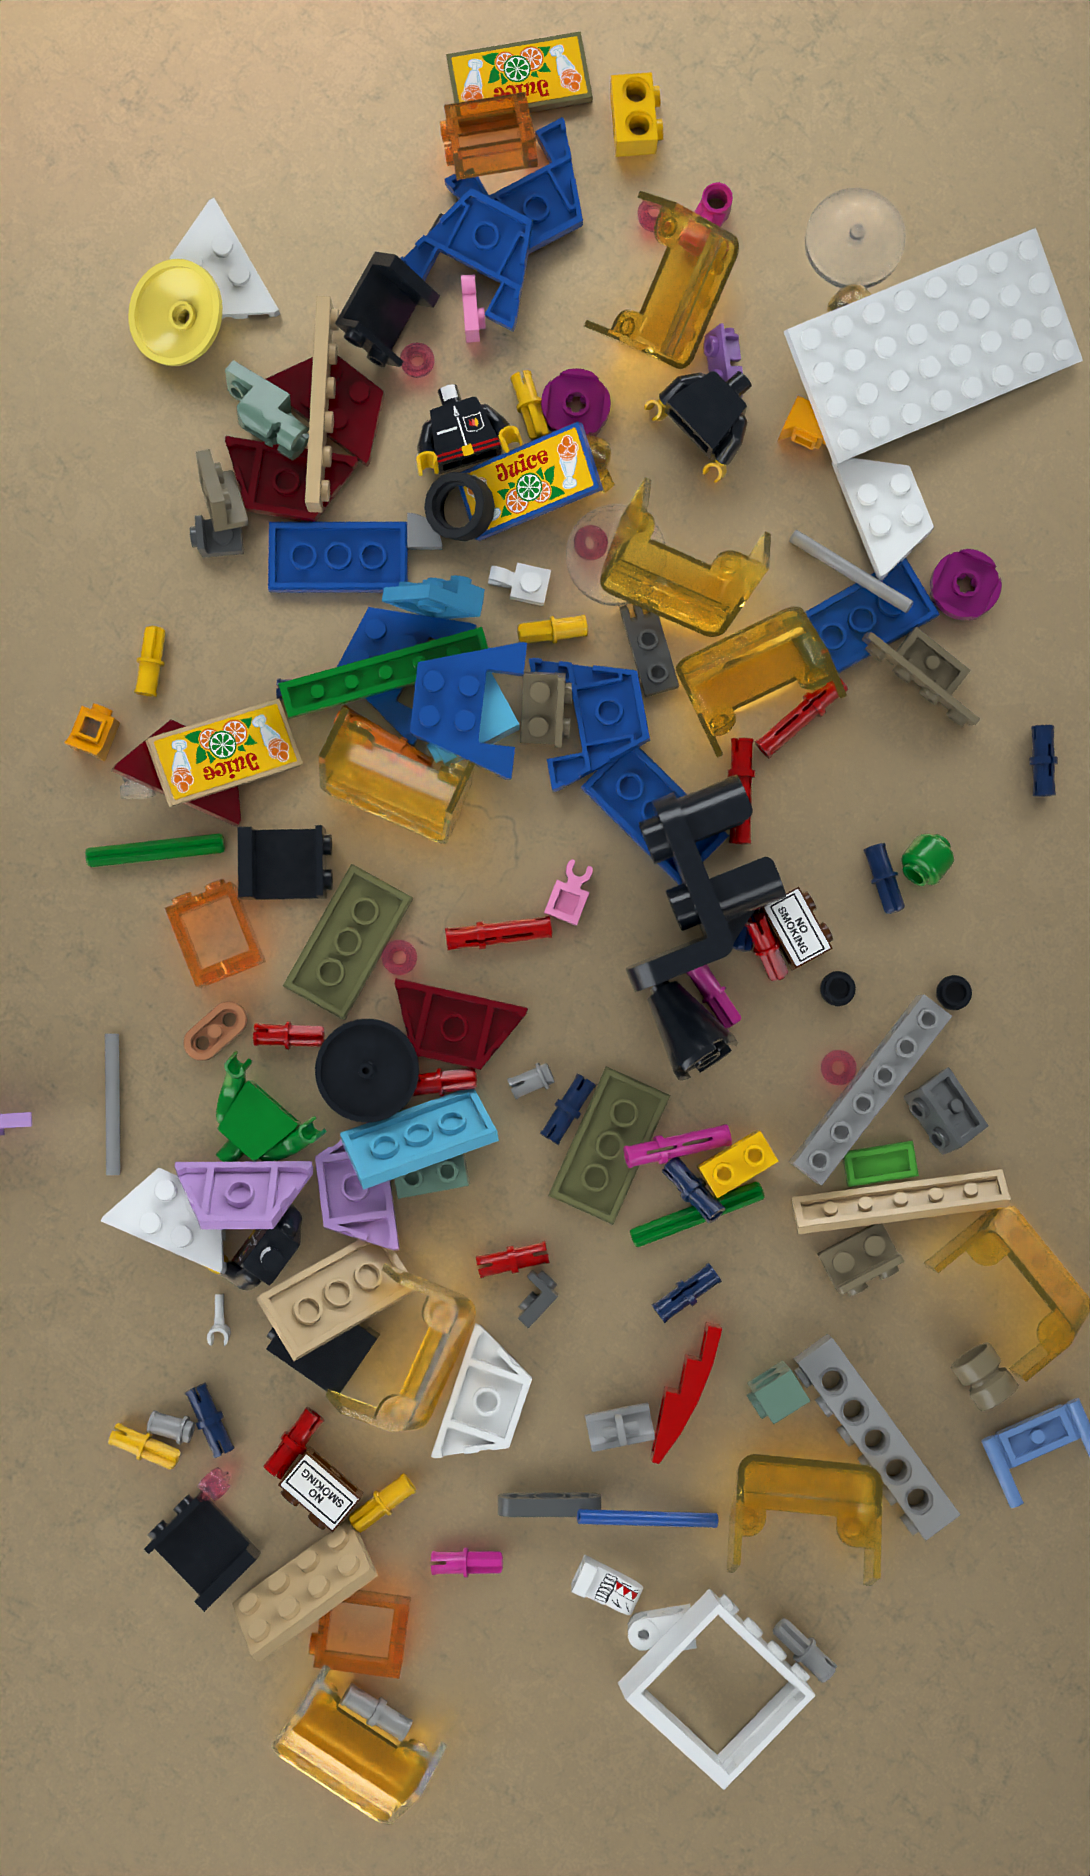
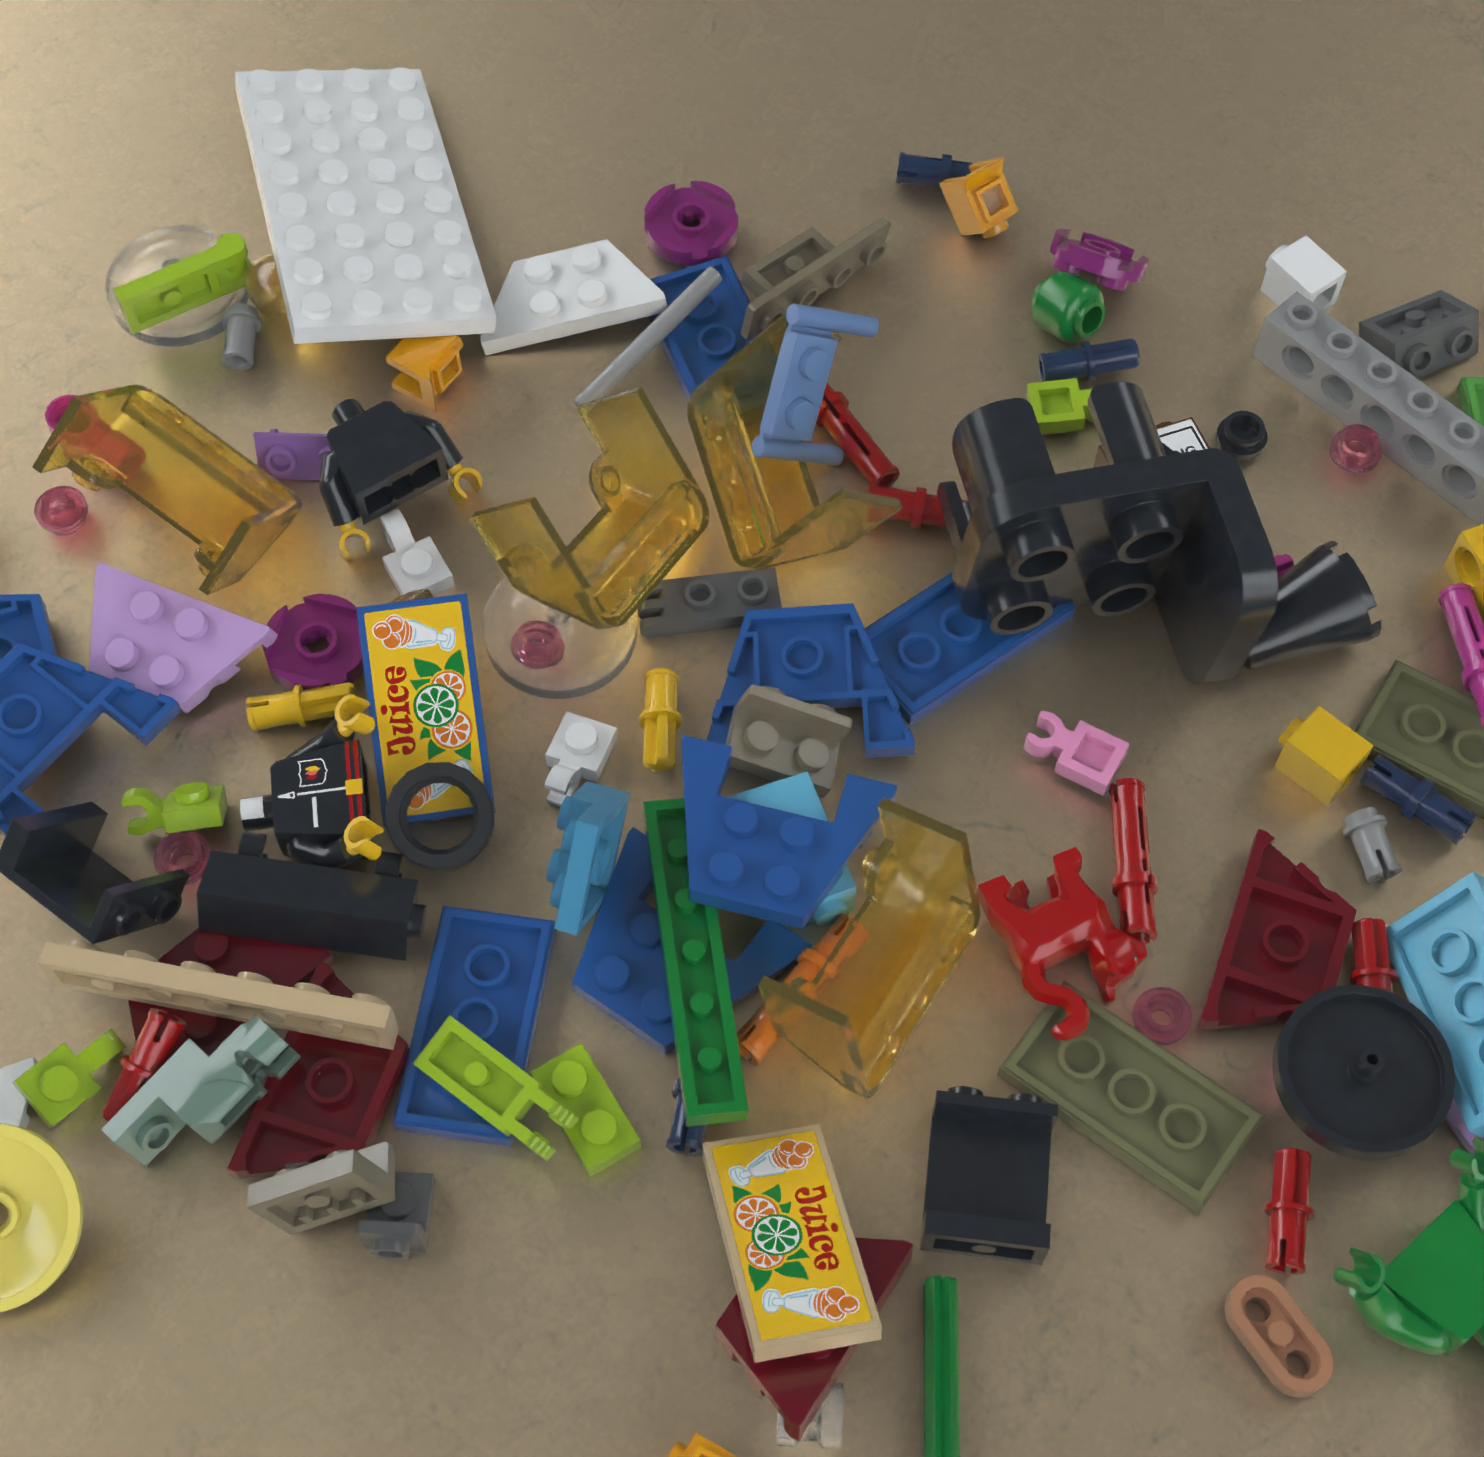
camera: 80 degrees left, 25 degrees down
(150, 661) = (596, 1363): yellow axle -> none
(187, 903) = (1164, 1287): clear orange window -> none
(266, 330) = (64, 1080): none -> lime plate
(278, 373) = (145, 1059): none -> red axle
(290, 572) = (489, 1084): none -> lime hinge
(294, 629) = (603, 1130): none -> lime plate
(389, 442) = (310, 903): none -> black brick
(421, 535) = (466, 886): light grey tile -> none
(438, 884) = (1059, 929): none -> red animal
(444, 352) = (185, 809): none -> lime plate
(473, 317) = (130, 764): bright pink plate -> none
(559, 304) = (166, 638): none -> lavender wing
(589, 1046) = (1321, 754): none -> yellow brick
(647, 453) = (413, 563): none -> white plate
(803, 676) = (801, 383): none -> medium blue plate
(813, 292) = (241, 329): none -> light grey pin
(841, 244) = (185, 284): none -> lime plate
(841, 861) = (1059, 405): none -> lime plate
(953, 992) = (1251, 305): black plate -> none
(963, 861) = (1098, 256): none -> magenta plate
(981, 1024) = (1303, 269): none -> white brick
(1012, 790) = (980, 199): none -> light orange window

